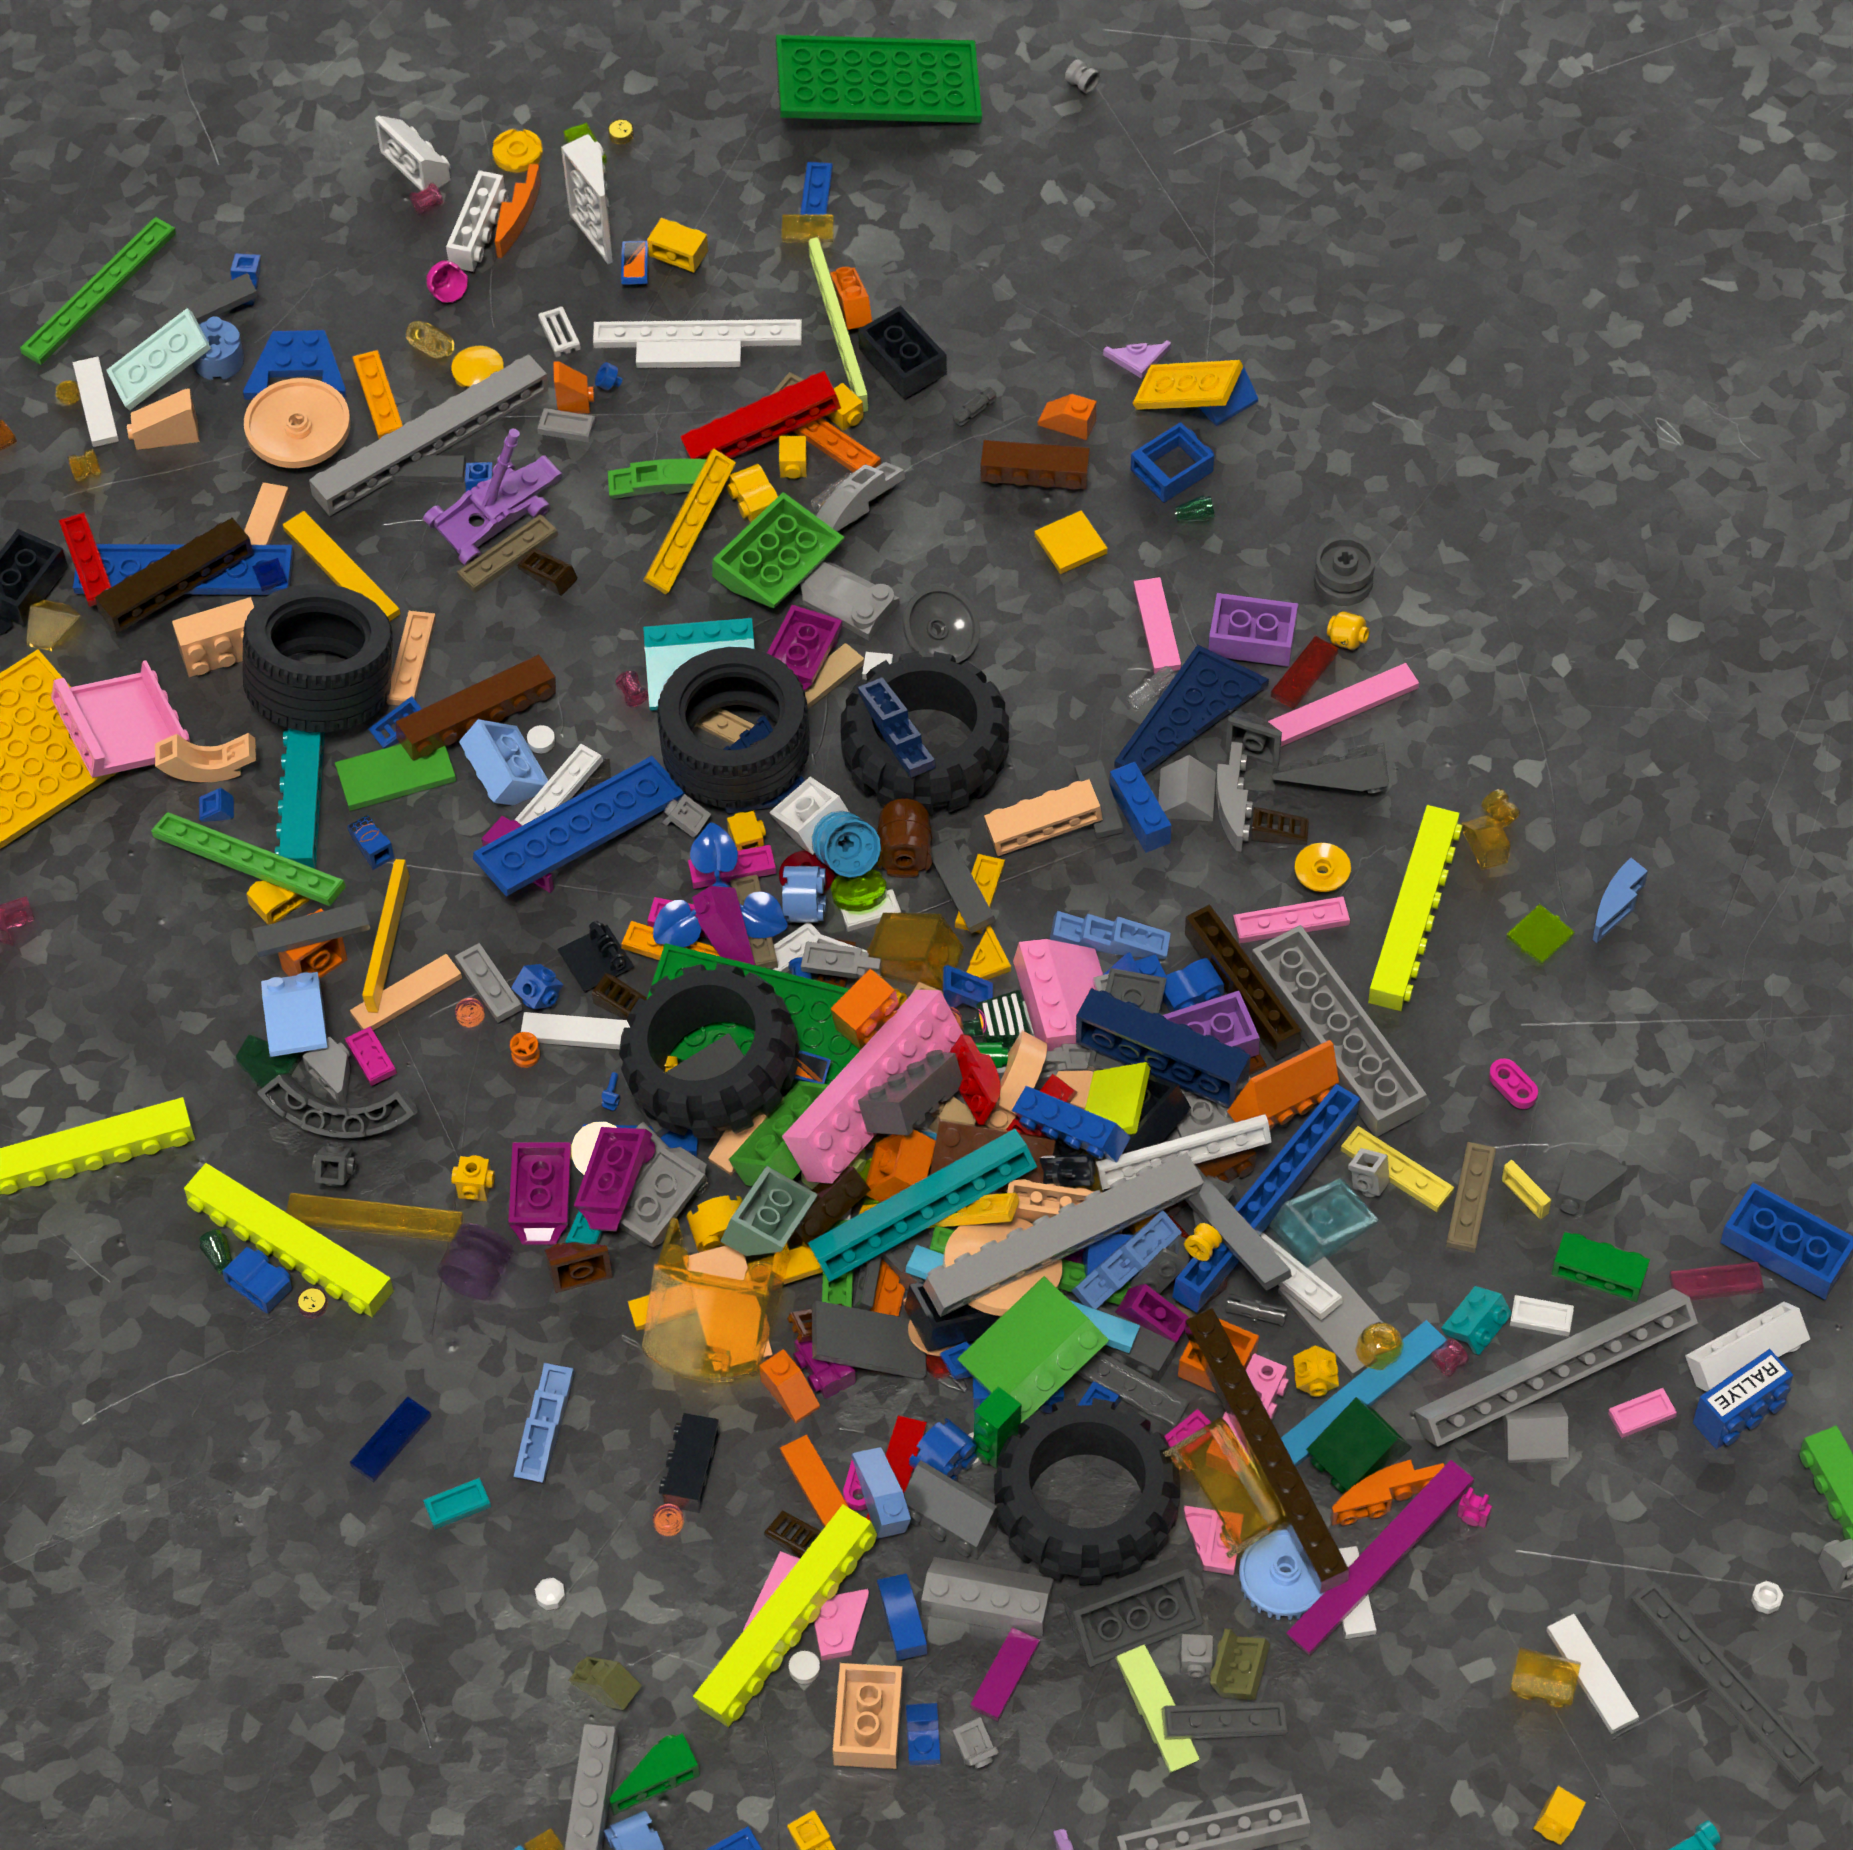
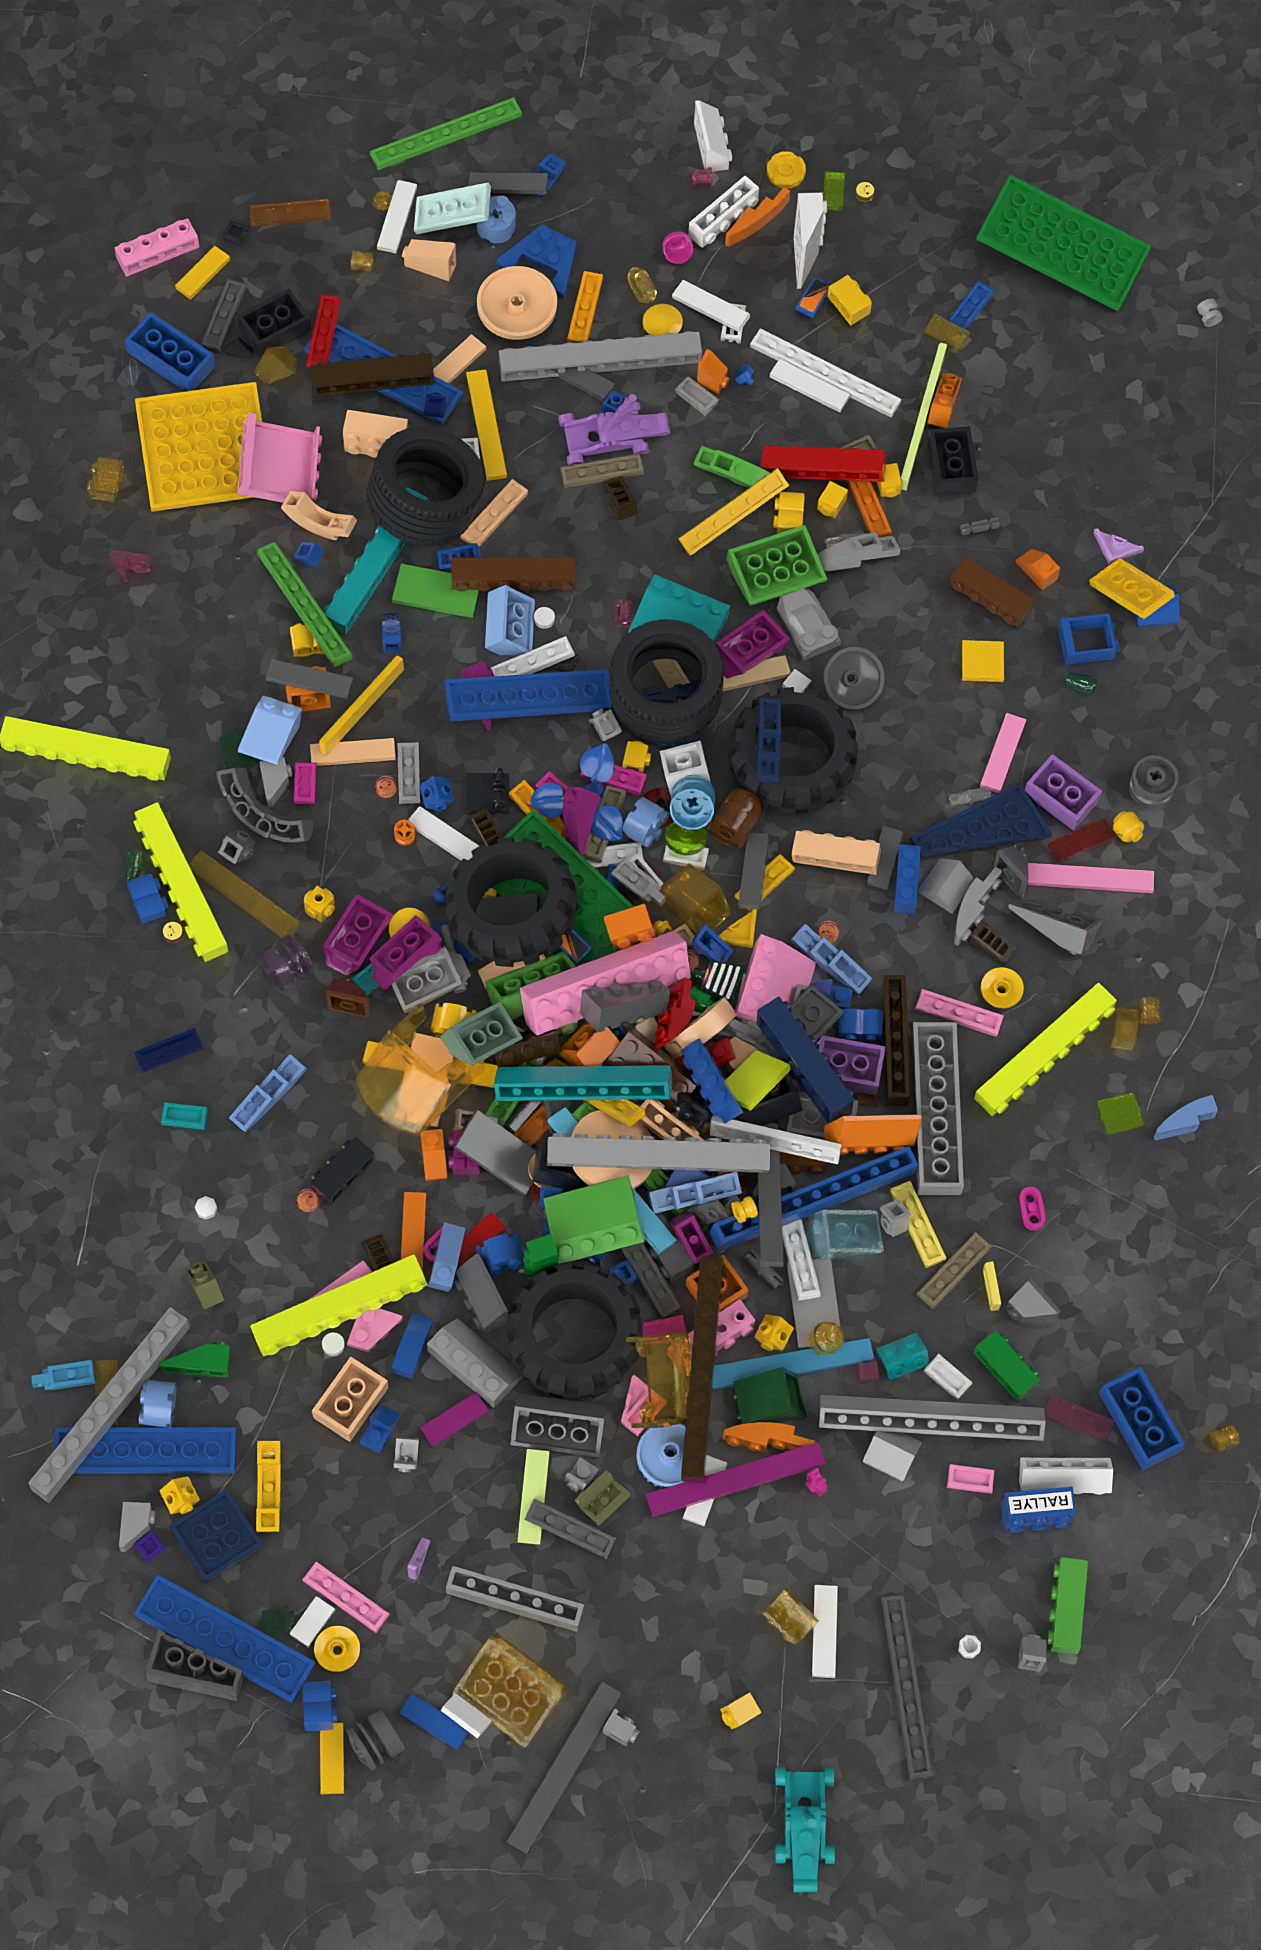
camera: 25 degrees right, 10 degrees up
(523, 324) = (711, 305): none -> white tile
(1086, 905) = (828, 930): none -> tile

